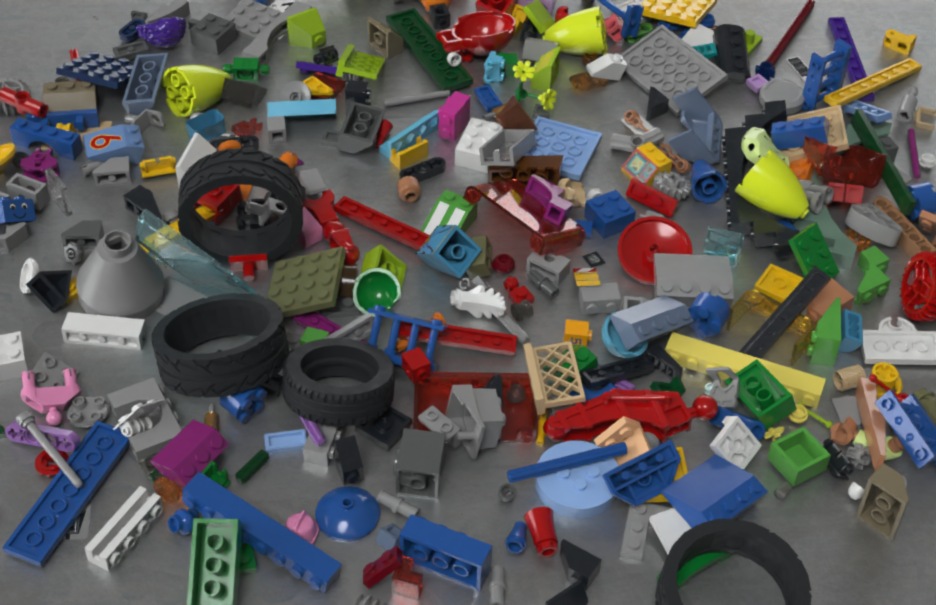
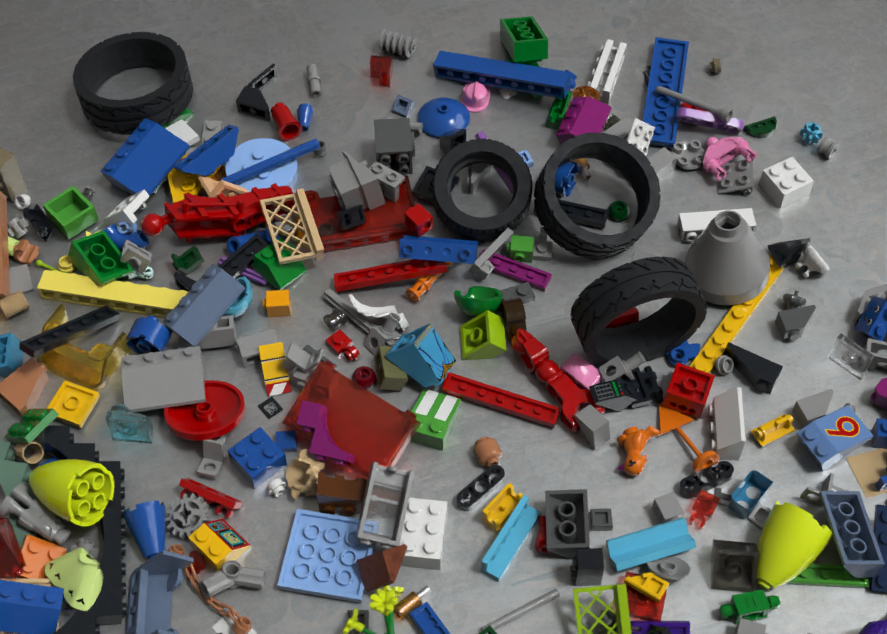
camera: 170 degrees right, 10 degrees up
(186, 258) = (639, 230): clear light blue windscreen -> none
(251, 466) = (532, 136): dark green axle -> none
(307, 281) = (546, 294): olive plate -> none
(382, 566) = (402, 69): dark red plate -> none
(446, 552) = (356, 84): blue brick -> none
(454, 116) = (462, 562): dark pink brick -> none
(561, 262) = (299, 358): none -> light grey bracket
(826, 337) = (27, 324): bright green slope -> none

